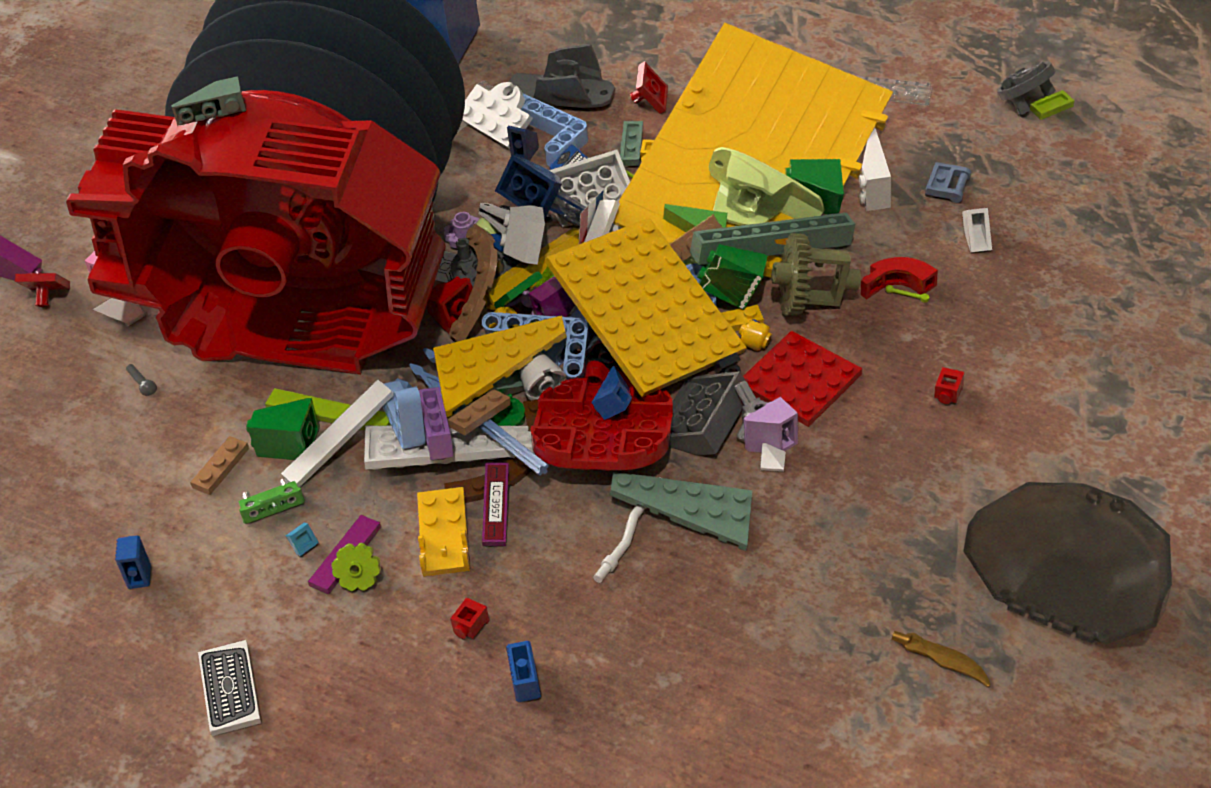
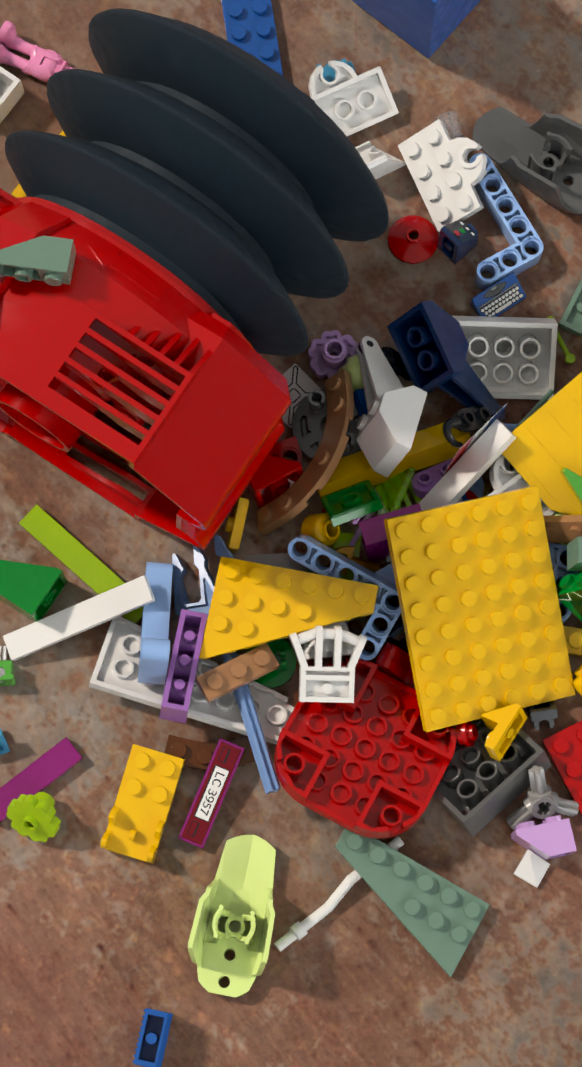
camera: 20 degrees right, 30 degrees up
(436, 336) = (236, 524): none -> yellow plate
(469, 618) = (129, 928): red brick -> none
(491, 159) = (413, 250): none -> red dish
(548, 388) = (327, 682): none -> white plate
(556, 570) = (235, 916): none -> yellowish green piece
(612, 396) = (393, 717): blue slope -> none
(676, 392) = (466, 733): none -> red plate
(701, 374) = (505, 725): none -> yellow slope

